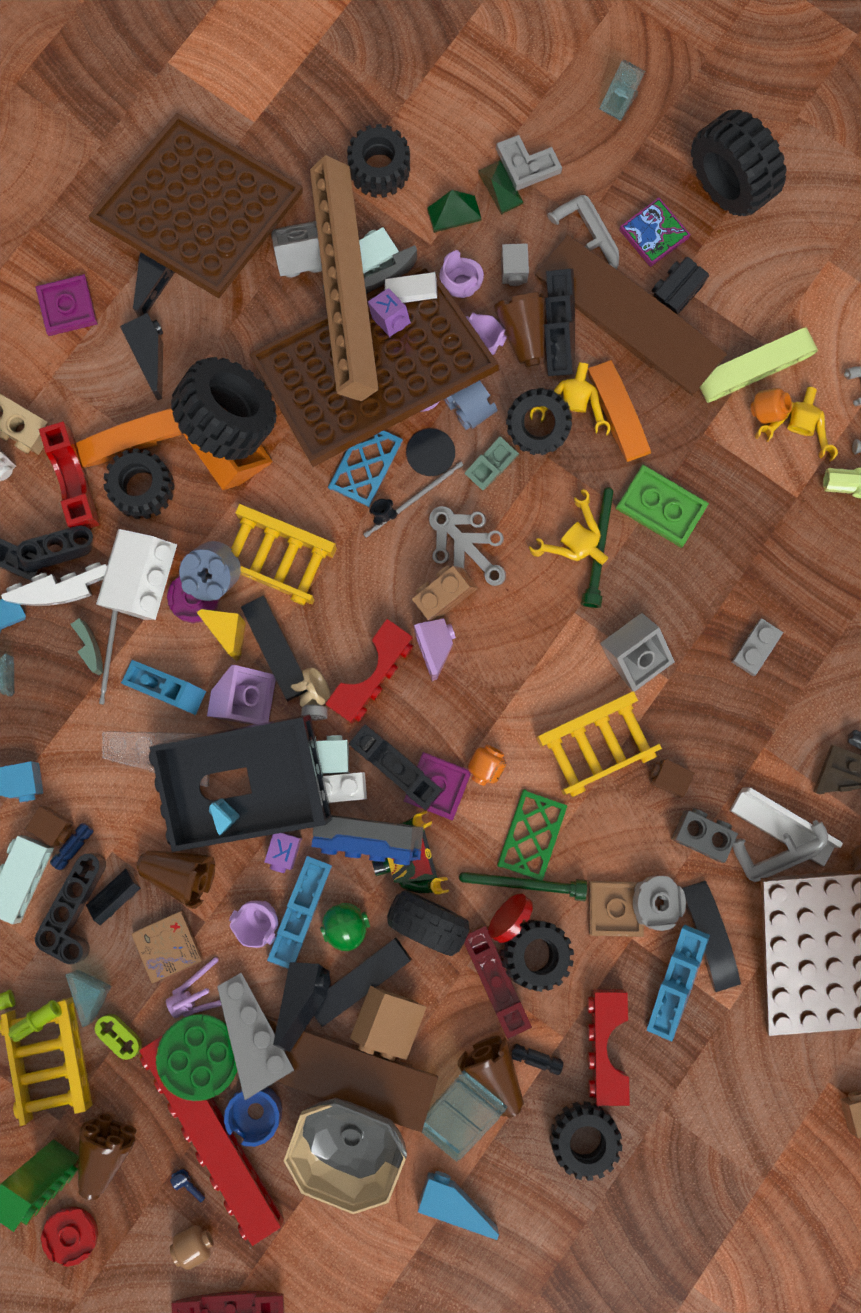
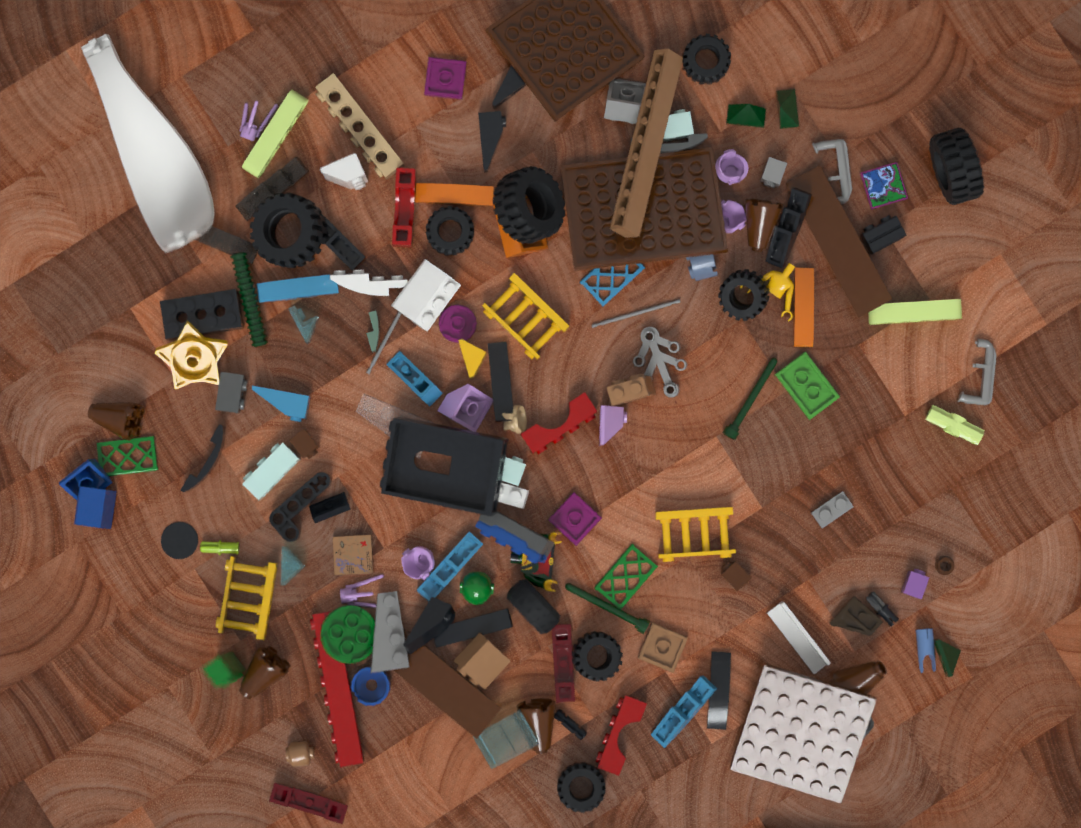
camera: 20 degrees right, 5 degrees up
(35, 1021) = (251, 569): lime axle -> none
(64, 539) = (385, 254): black beam -> none
(69, 1236) = (221, 716): red tile -> none
(71, 846) = (313, 463): dark blue axle -> none
(113, 1041) = (295, 603): lime beam -> none
(178, 874) = (379, 509): reddish brown cone -> none
(180, 1179) = (307, 708): dark blue hand -> none
(209, 571) = (477, 313): sand blue brick -> none
(223, 815) = (424, 482): medium azure slope -> none
(282, 852) = (454, 522): medium lavender brick -> none
(317, 712) = (513, 437): light grey tile -> none
(345, 1155) = (422, 733): rock -> none
(382, 511) = (611, 310): black plate -> none
(389, 312) = (669, 179): medium lavender brick -> none
(396, 767) = (552, 495): black slope -> none
(413, 287) = (691, 164): white tile -> none
(430, 452) = (661, 284): black sticker -> none
(449, 1203) = (476, 791): dark azure slope -> none
(487, 765) = (613, 517): orange head -> none
(491, 463) = (700, 309): sand green slope -> none
(508, 918) = (585, 626): red tile -> none
(527, 169) = (808, 103): light grey plate -> none
(577, 539) = (738, 387): yellow piece -> none
(622, 90) = (902, 73): clear light blue slope -> none
(638, 651) = (747, 481): light grey slope -> none
(644, 902) = (684, 647): light grey plate -> none
(702, 840) = (737, 626): dark grey brick -> none
(771, 405) = (911, 345): orange head -> none
(783, 860) = (787, 659): light grey piece -> none
(803, 422) = (931, 364): yellow piece -> none

